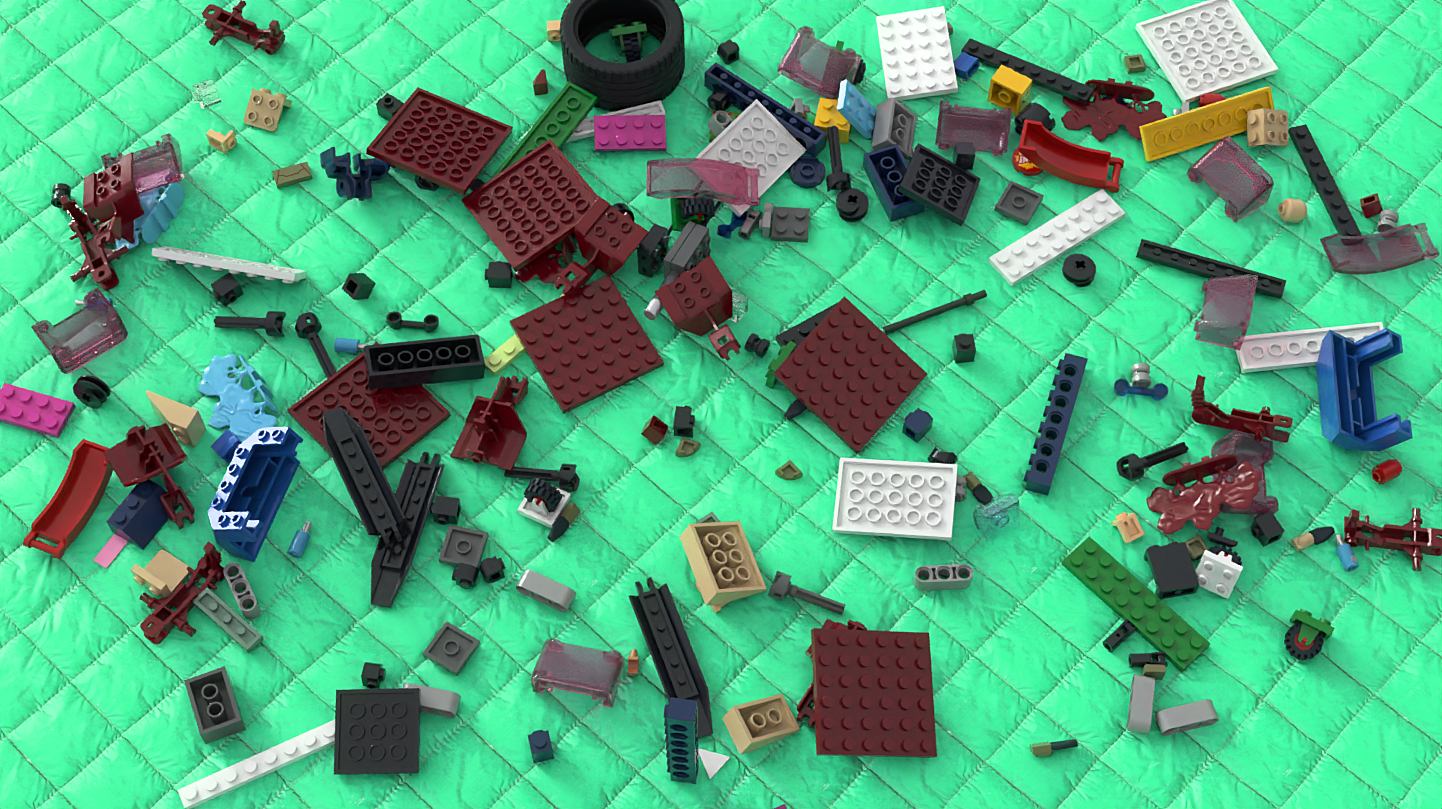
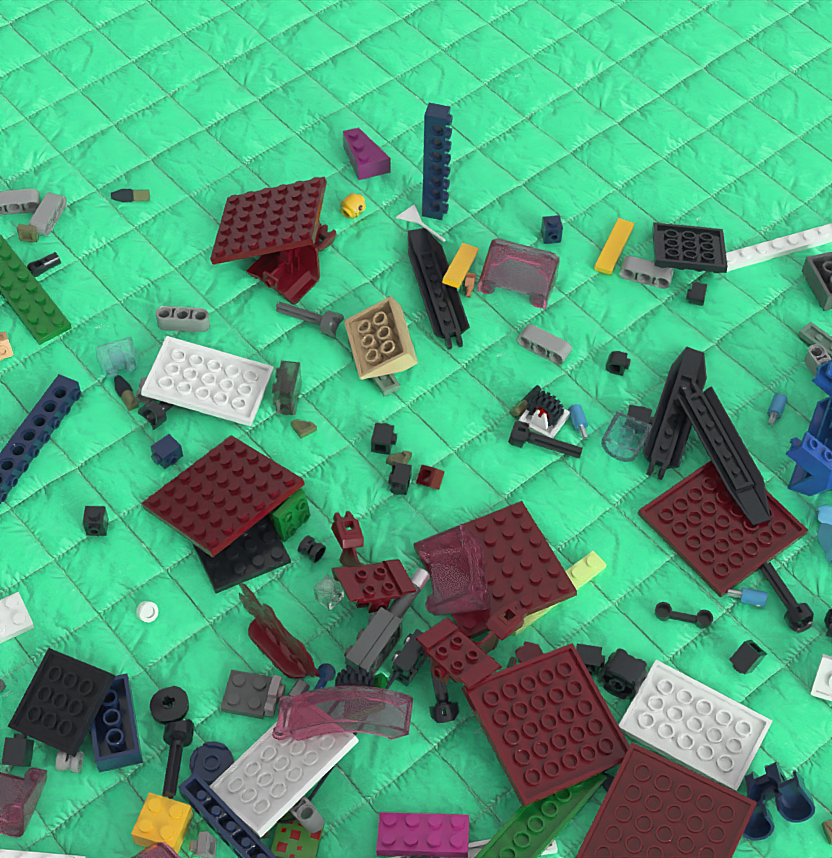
camera: 175 degrees left, 5 degrees down
(409, 234) = (695, 726): none -> white plate
(424, 362) = (668, 551): black brick -> none
(451, 648) = (628, 308): dark grey plate -> none
(458, 478) = (625, 437): none -> clear light blue brick
(463, 546) = (620, 387): dark grey plate -> none
(465, 740) = (614, 246): none -> yellow tile
(469, 257) = (623, 674): none -> black brick
(492, 569) = (593, 365): black plate -> none
(493, 427) = (600, 476): dark red piece -> none
(508, 506) = (578, 419): none -> dark azure piece
(618, 314) = (455, 572): none -> clear pink windscreen
(644, 676) = (460, 265): none -> yellow tile
(705, 461) = (383, 438): none -> black brick
(760, 723) = (367, 229): tan slope -> none
(770, 255) = (275, 641): none -> dark red plant
(783, 757) = (352, 205): none -> yellow head
(811, 496) = (287, 387): none -> clear smoke brick
(856, 109) = (131, 820): medium azure plate -> none
(892, 276) = (147, 611): none -> white tile
(894, 126) = (92, 803): light grey slope -> none
(967, 299) = (73, 579): pearl dark grey bar -> none
(1138, 660) = (29, 245): black bar -> none

